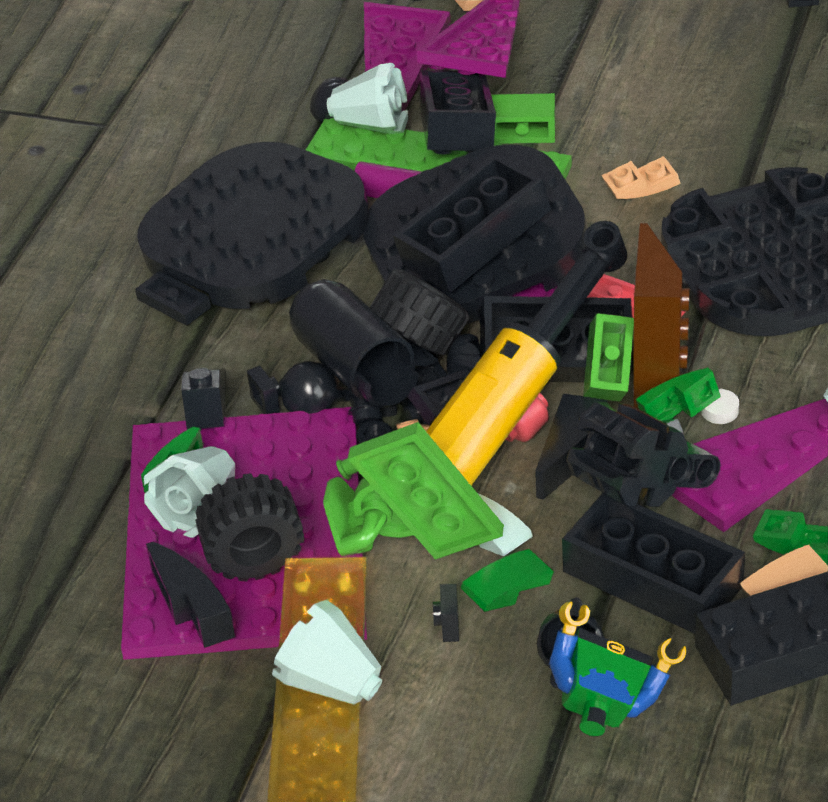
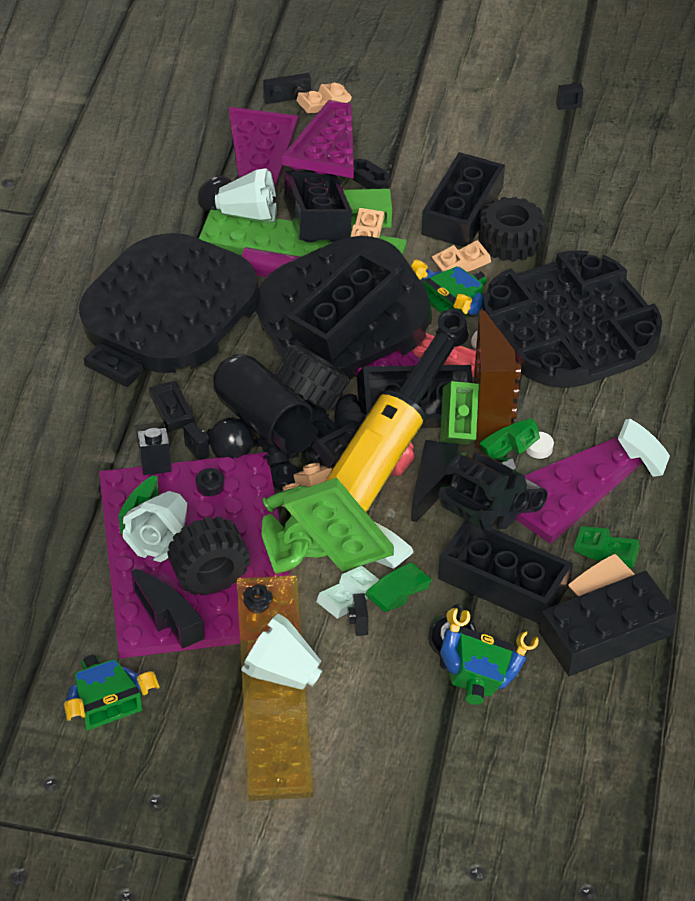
camera: 10 degrees left, 5 degrees up
(93, 701) = (106, 692): none -> torso
(238, 347) = (171, 405): none -> black plate
(272, 440) = (210, 482): none -> black tile
(308, 591) = (257, 605): none -> black plate
(421, 591) = (341, 595): none -> light aqua slope
(522, 131) = (368, 223): none -> light nougat slope
(532, 79) = (370, 175): none -> black beam
(624, 207) = (452, 288): none -> torso
(648, 107) = (458, 200): none -> black brick
(709, 142) = (511, 228): none -> black tyre

